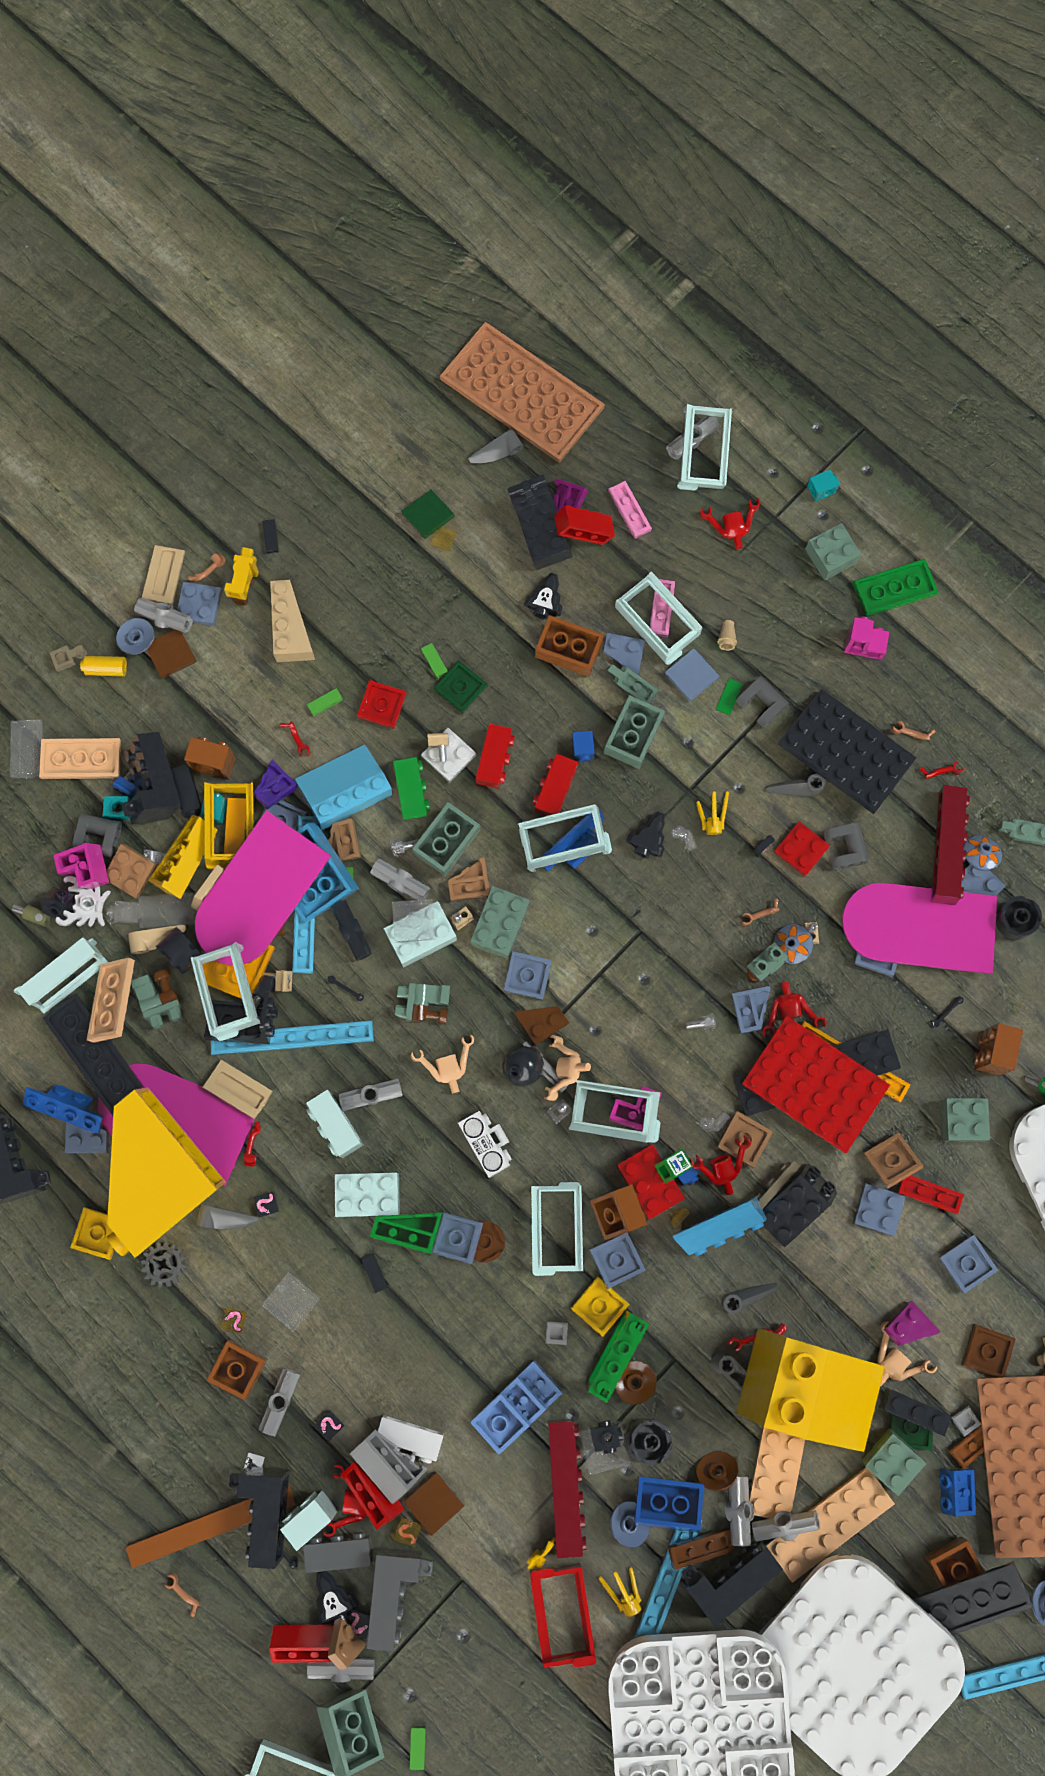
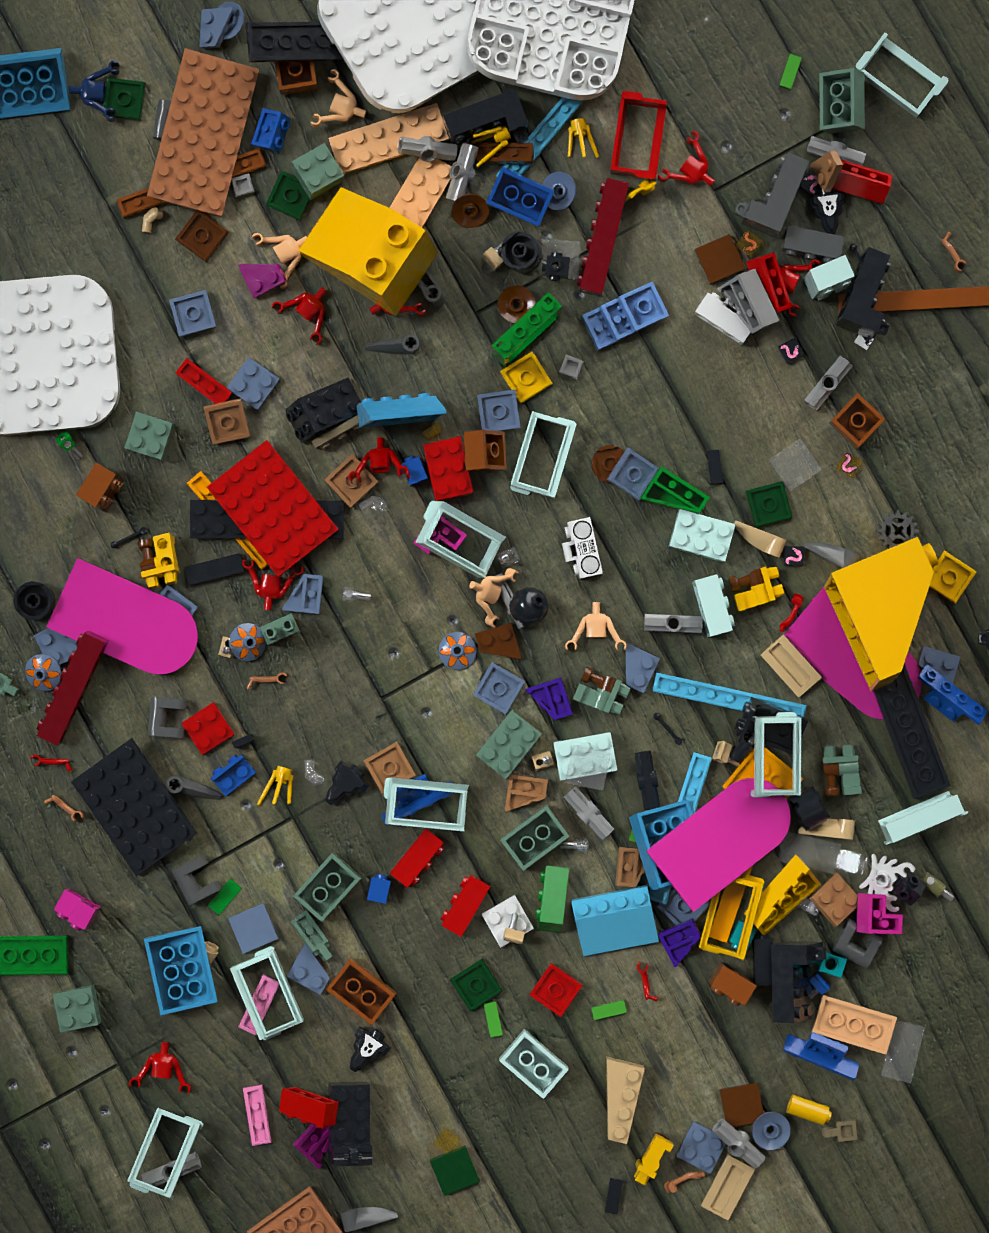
camera: 160 degrees left, 10 degrees up
(104, 721) = (823, 1053): none -> blue bracket
(110, 1000) = (883, 780): light nougat plate -> none
(206, 887) = (768, 858): tan tile -> none
(289, 1157) = (761, 588): none -> yellow hips
(303, 1210) = (762, 540): none -> tan piece
(306, 1251) = (768, 504): none -> dark green tile
(382, 628) = (533, 1063): none -> light aqua brick
(392, 1040) = (639, 667): none -> sand blue wing
(470, 982) = (552, 698): none -> dark purple wing
(492, 1598) = (692, 168): none -> red piece
(579, 1011) = (453, 660): none -> sand blue dish
(611, 868) = (389, 764): none -> medium nougat plate
(673, 1166) = (424, 474): green brick -> none
(676, 1426) = (492, 257): none -> tan piece
(713, 1568) = (500, 135): none -> yellow plant
(749, 612) = (180, 970): none -> dark azure slope
(761, 811) = (233, 774): none -> blue bracket
(823, 485) = (61, 1080): teal brick -> none
(850, 1308) = (308, 309): none -> red piece
(851, 1006) = (214, 569): none -> black tile
(893, 1546) = (341, 105): none -> light nougat piece
(904, 996) = (163, 564): none -> yellow hips
(915, 1411) = (285, 205): black brick -> none

